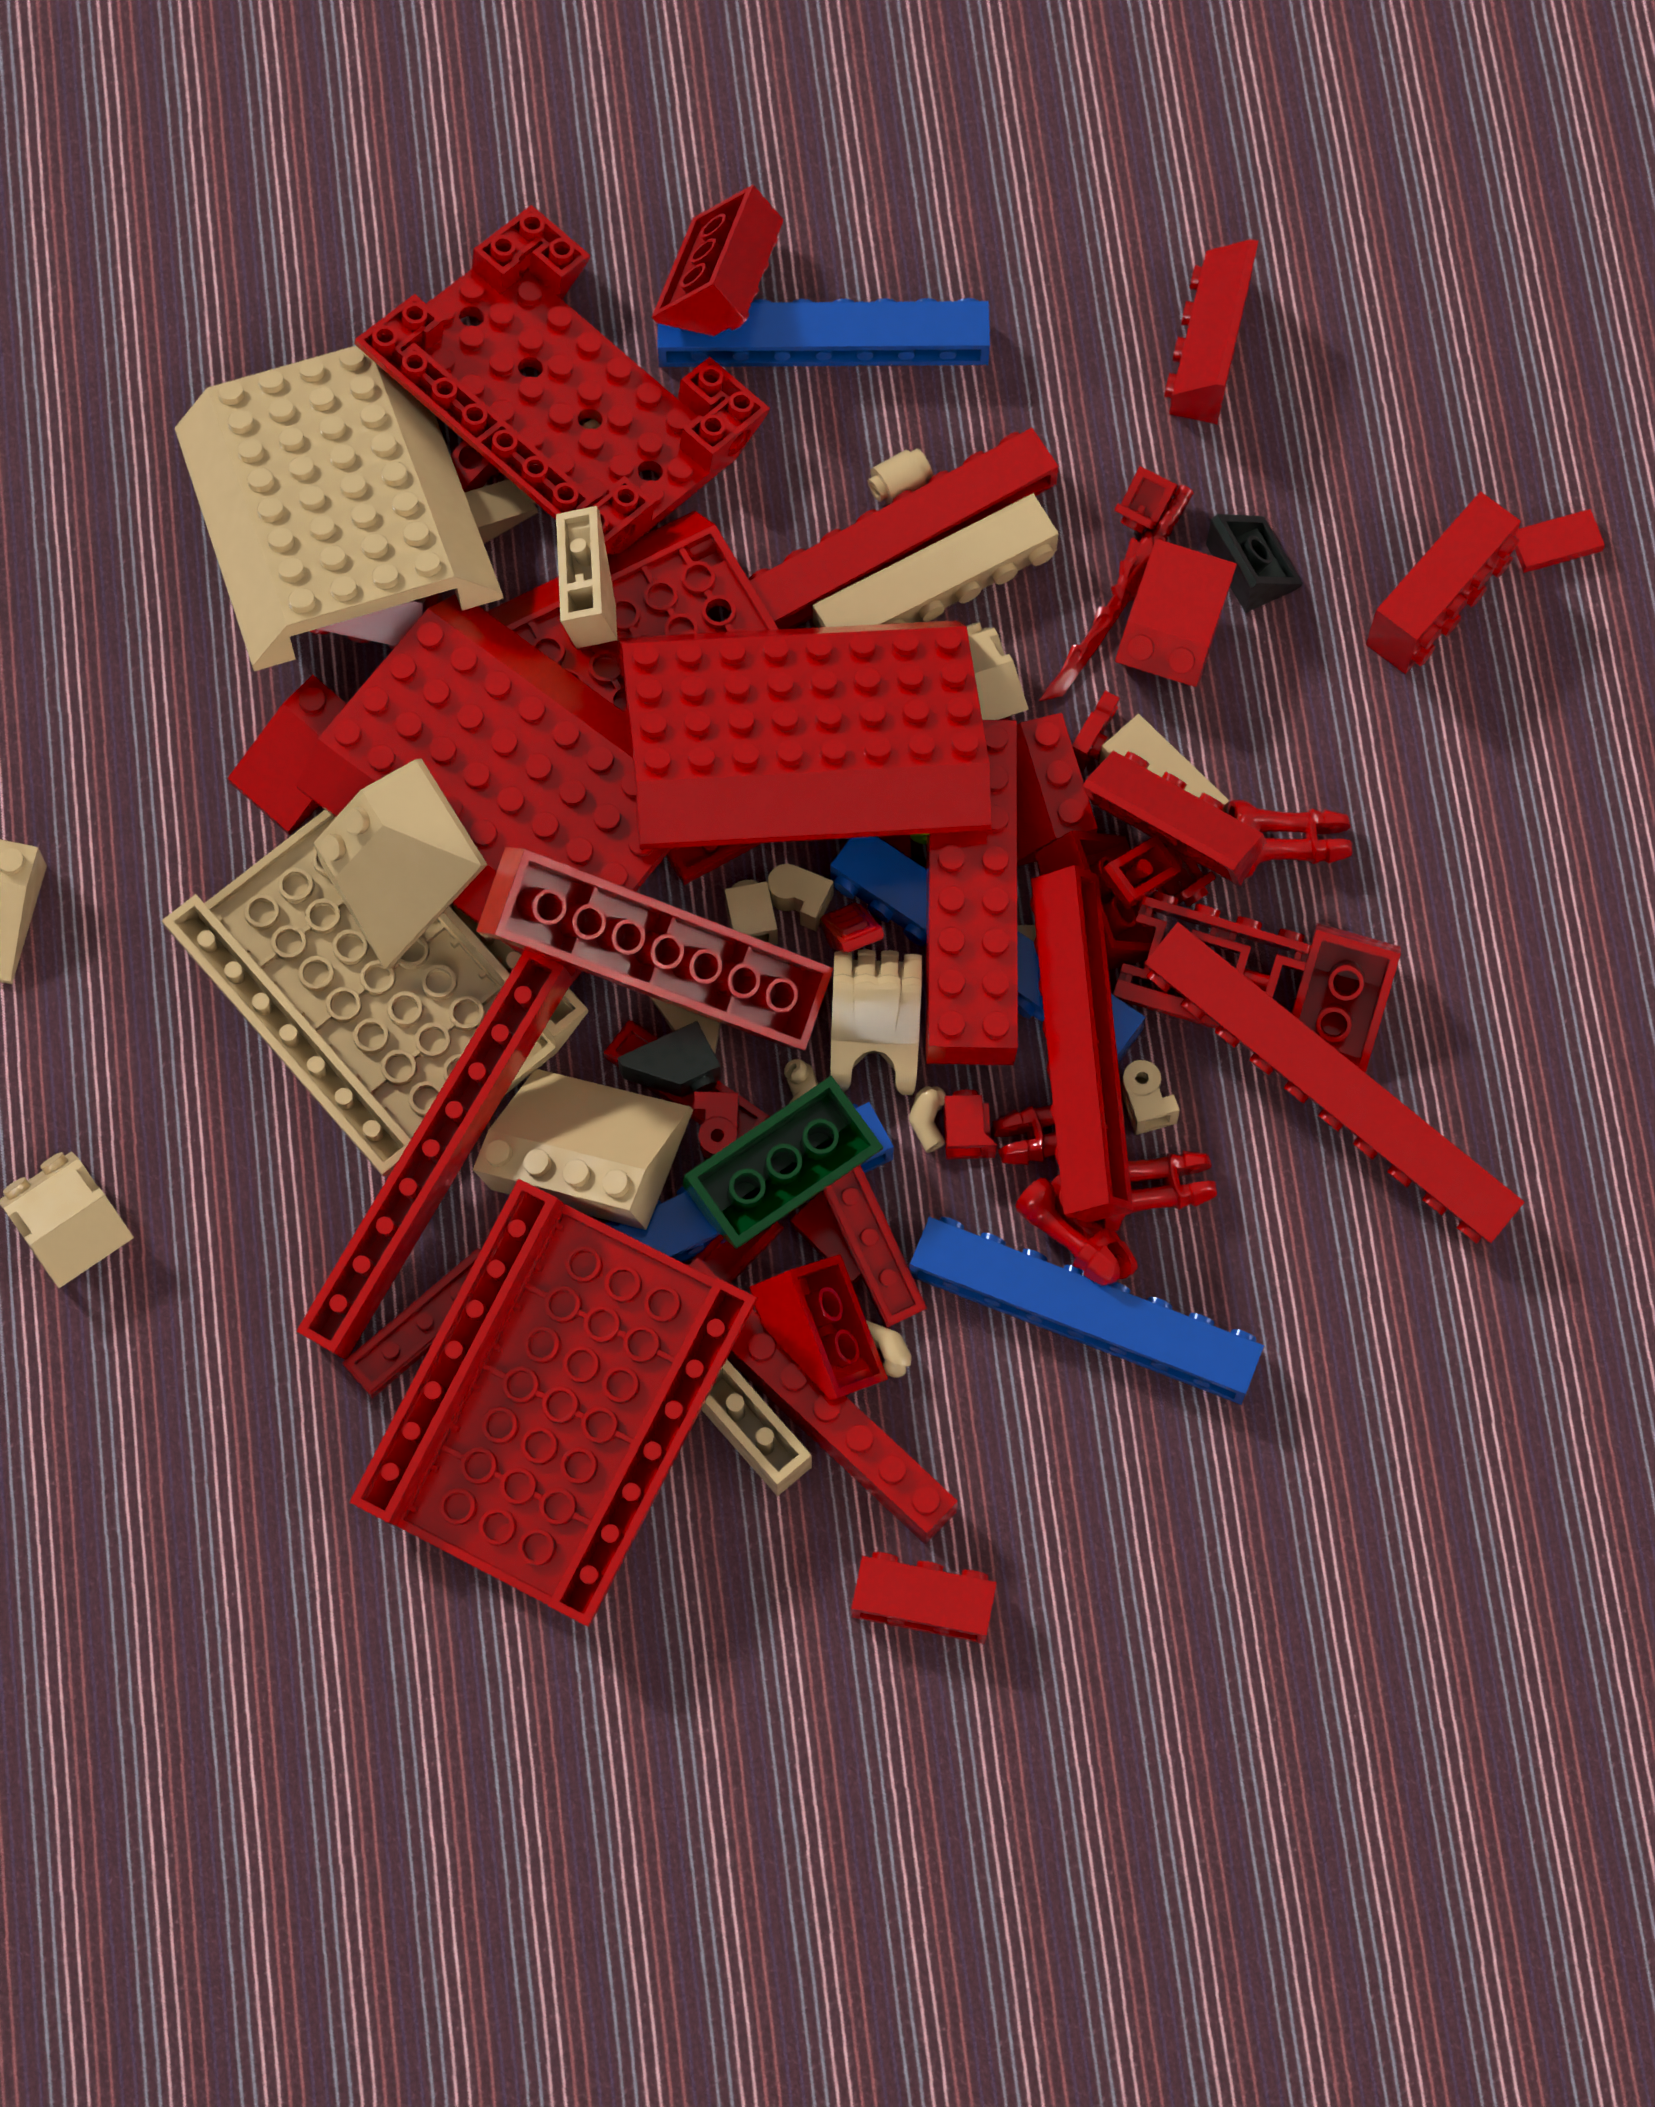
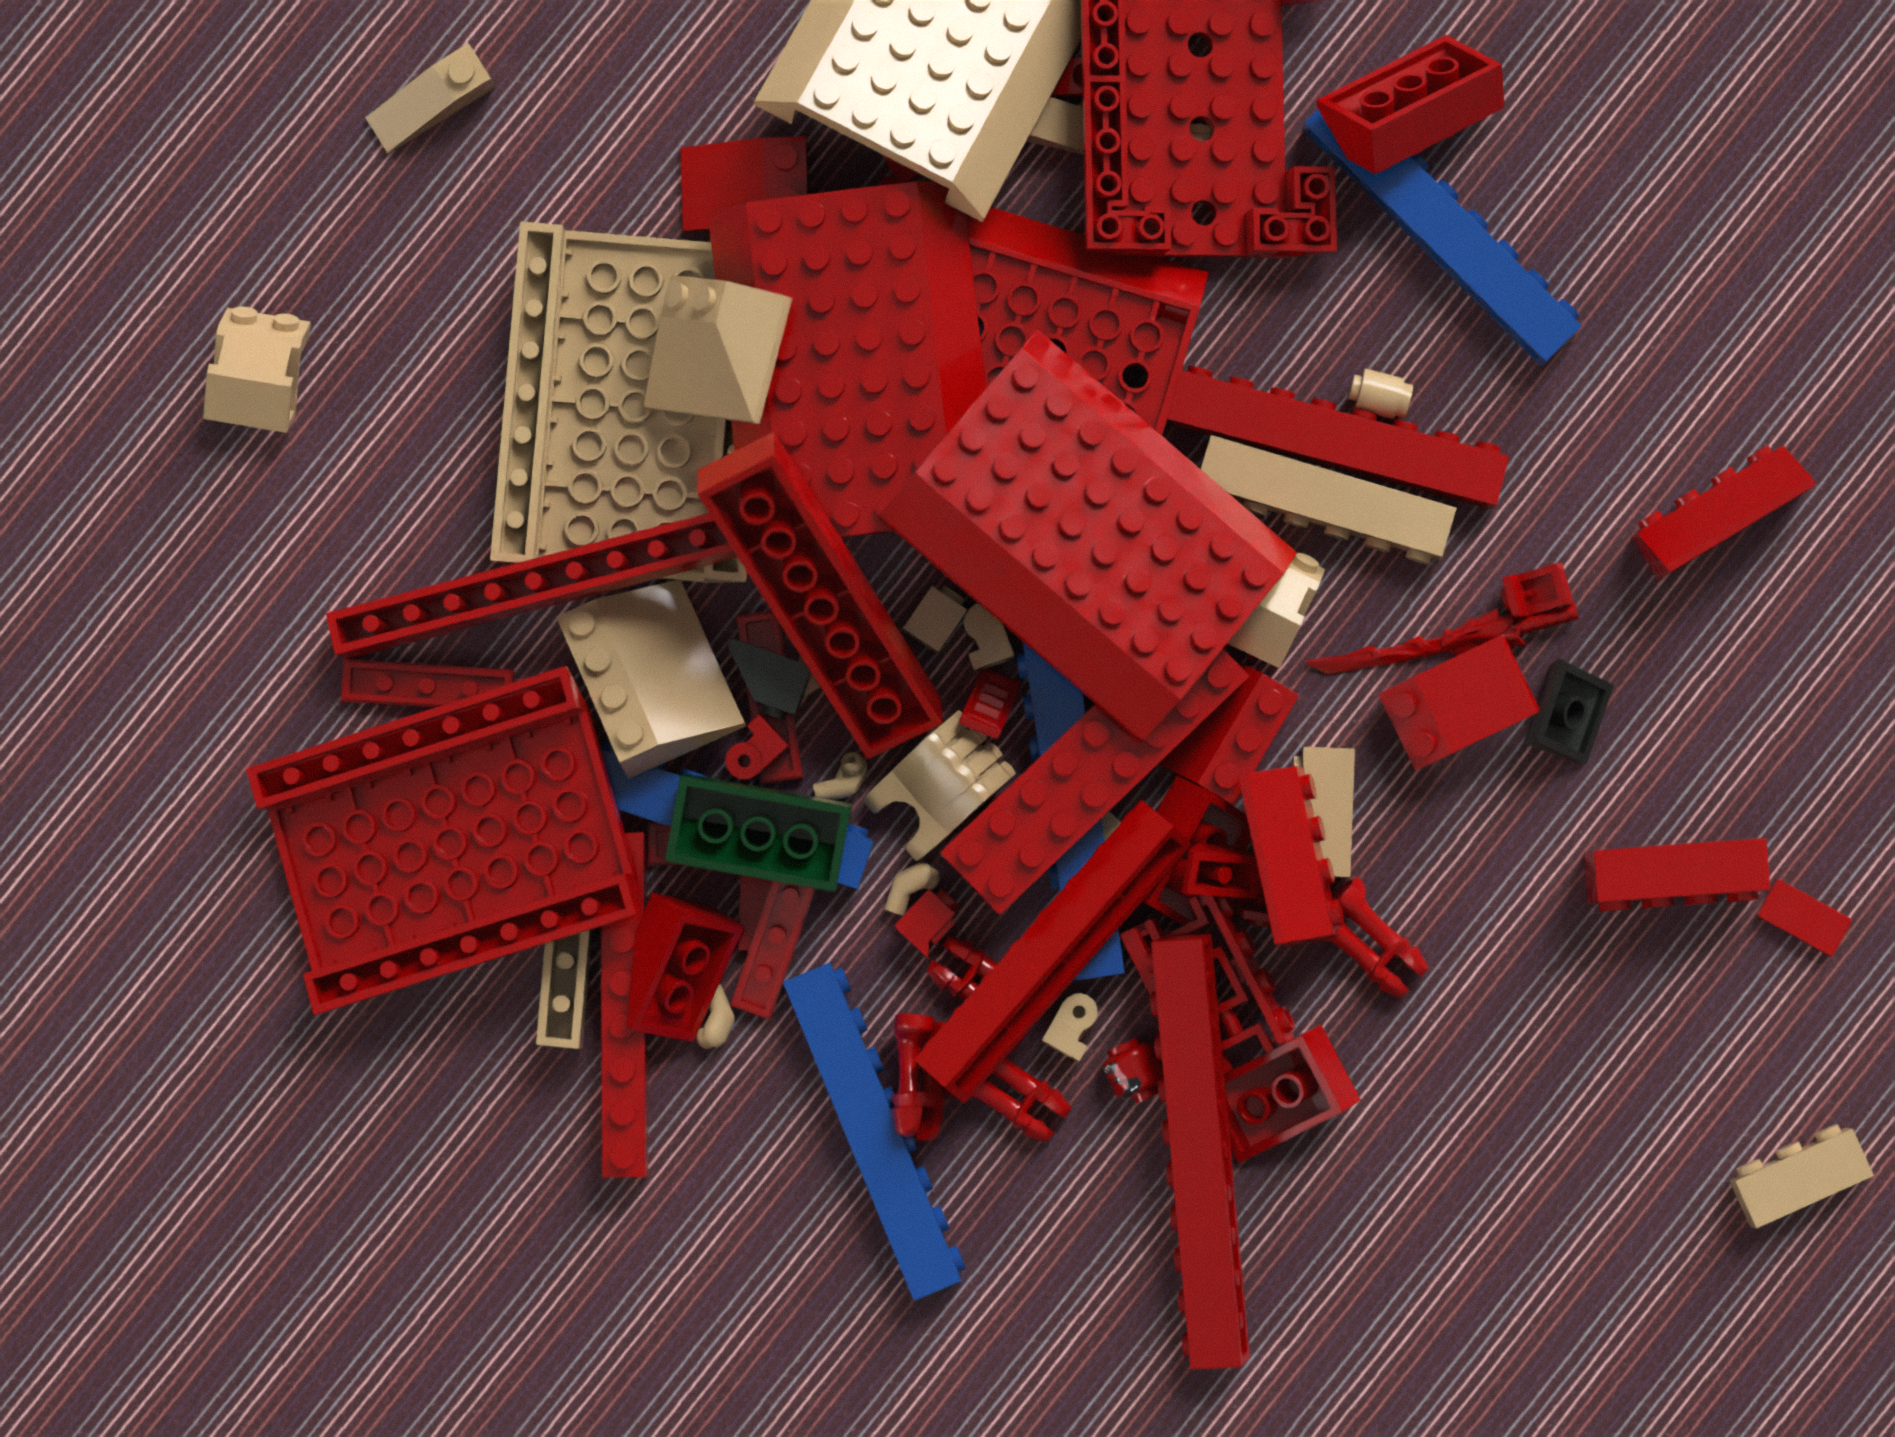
camera: 50 degrees right, 15 degrees up
(585, 579) = (1055, 264): tan slope -> none
(923, 1597) = (563, 1213): red brick -> none
(1092, 736) = (1307, 731): red plate -> none
(1223, 1082) = (1133, 1070): none -> red head

